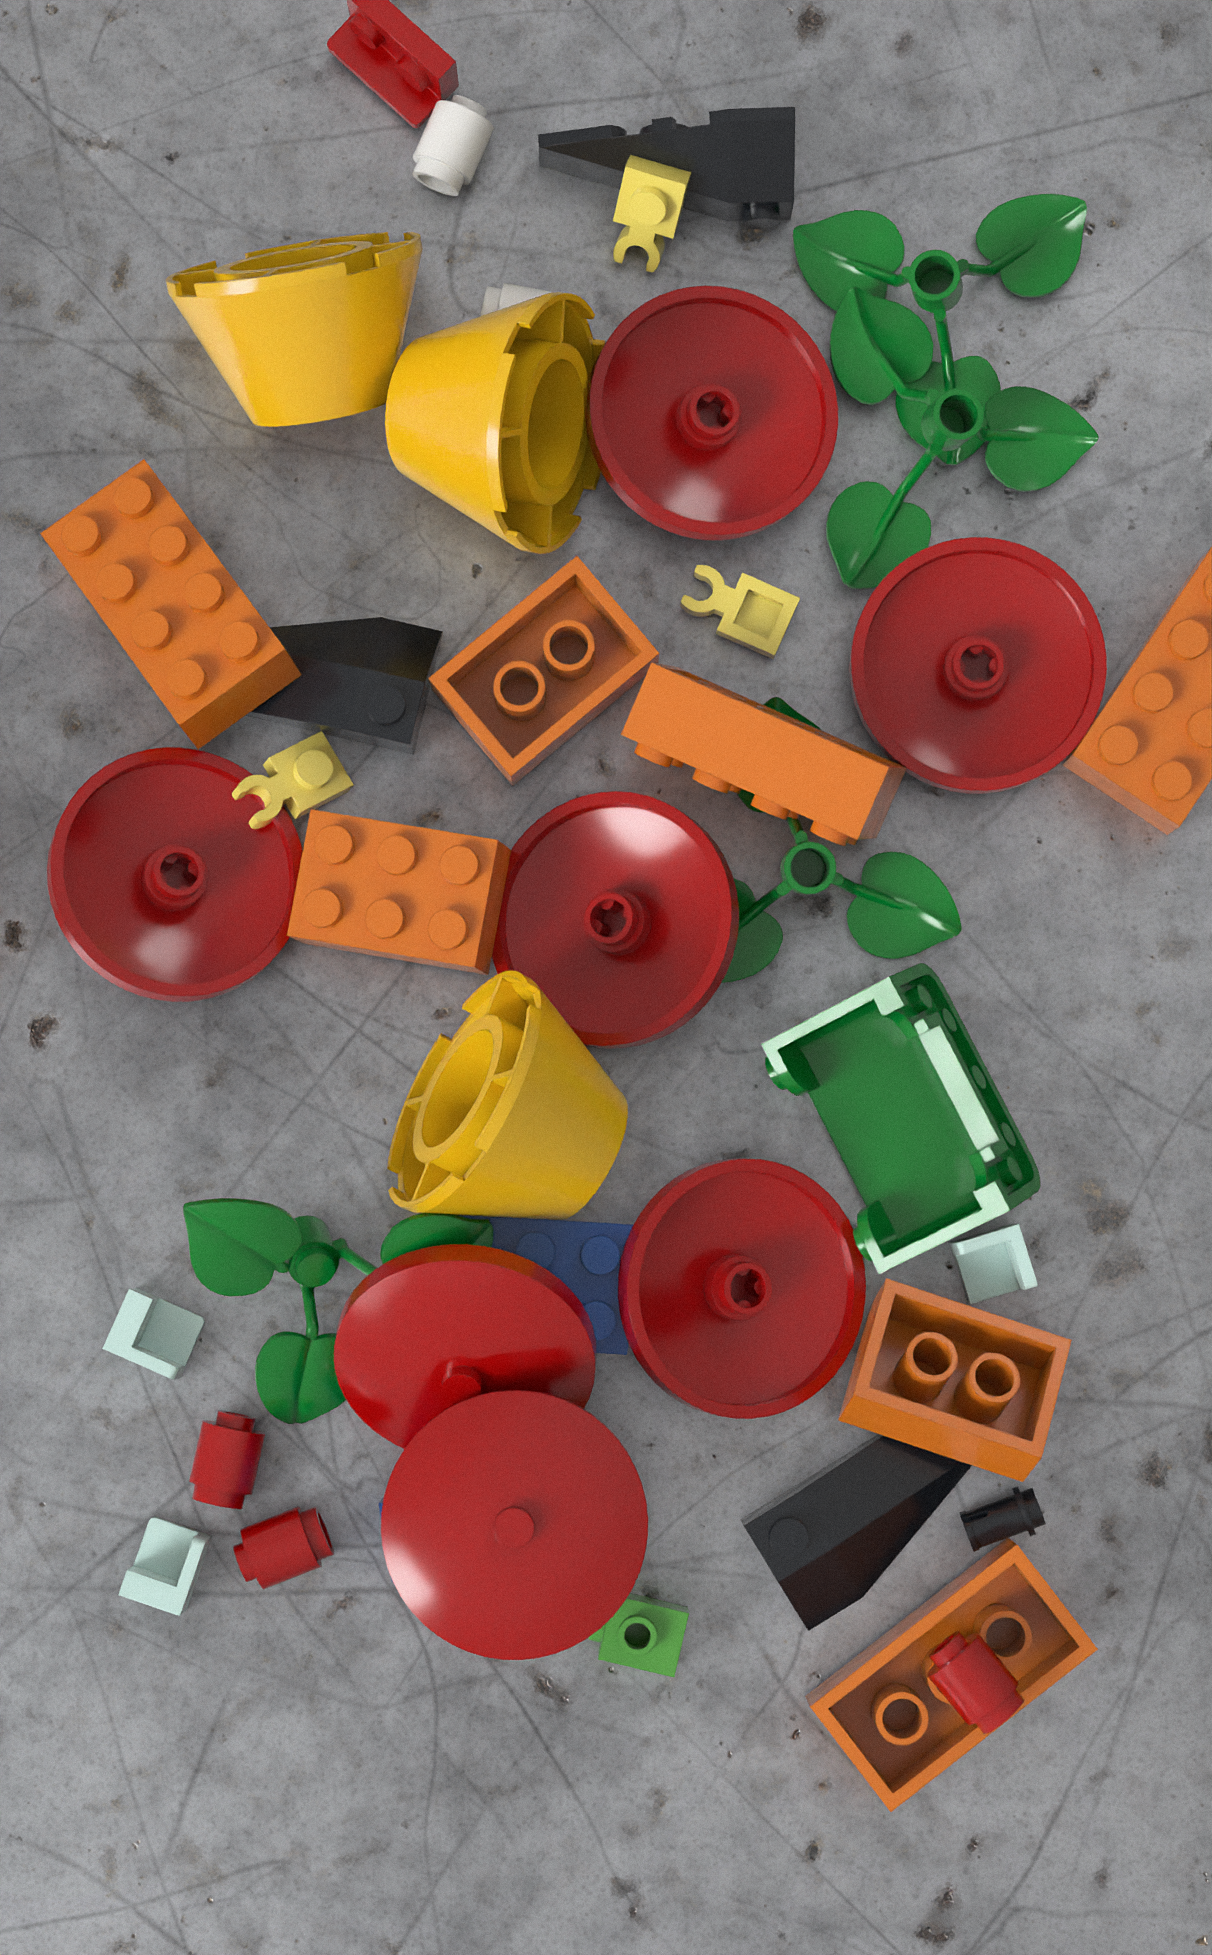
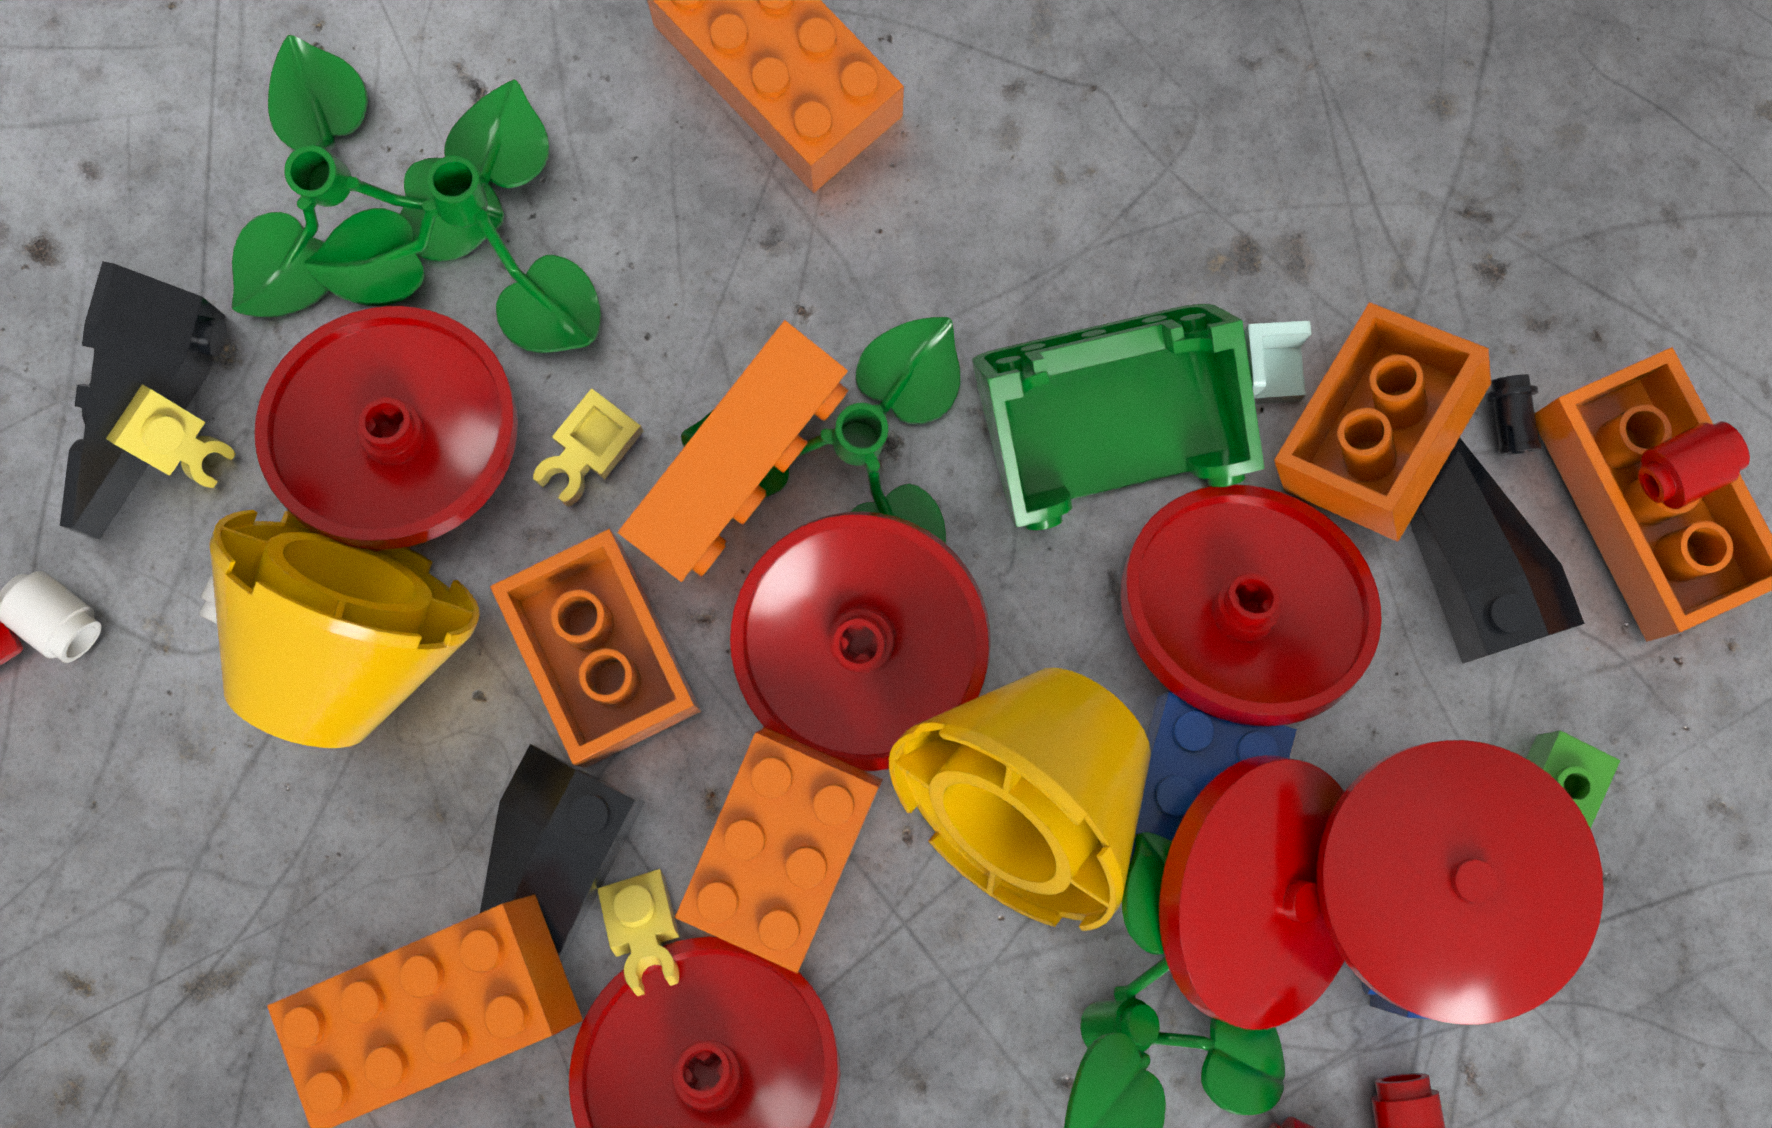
camera: 75 degrees left, 5 degrees down
(304, 324) = (177, 804): yellow cone -> none
(977, 665) = (700, 237): red dish -> none

